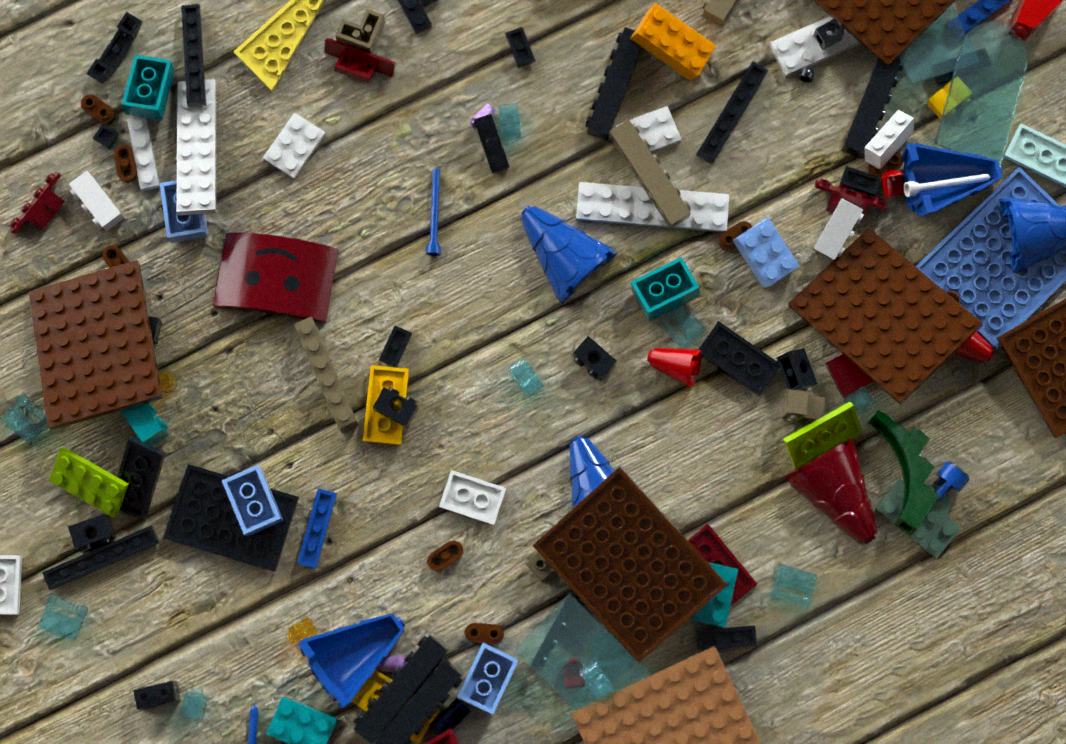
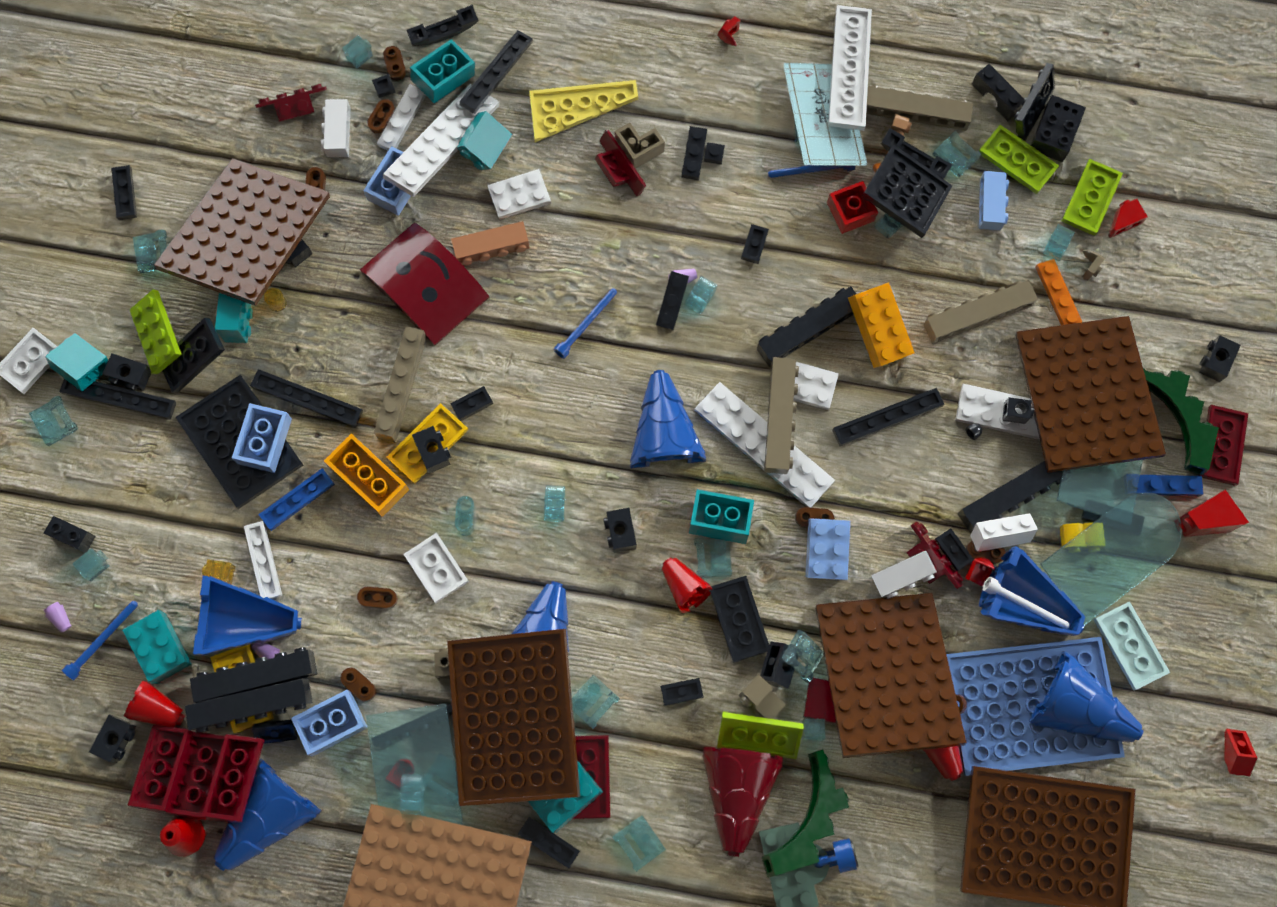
camera: 35 degrees right, 5 degrees down
(45, 554) = (77, 361): none -> brick
(59, 122) = (358, 51): none -> clear light blue brick
(232, 122) = (484, 141): none -> teal brick
(257, 442) = (306, 398): none -> black plate
(305, 204) = (491, 243): none -> nougat brick
(330, 596) = (262, 560): none -> white plate
(359, 466) = (366, 475): none -> light orange brick
(461, 440) = (465, 515): none -> clear light blue beam
(670, 505) = (588, 696): none -> clear light blue plate
(738, 447) = (681, 691): none -> black plate
(809, 344) = (807, 651): none -> clear light blue plate

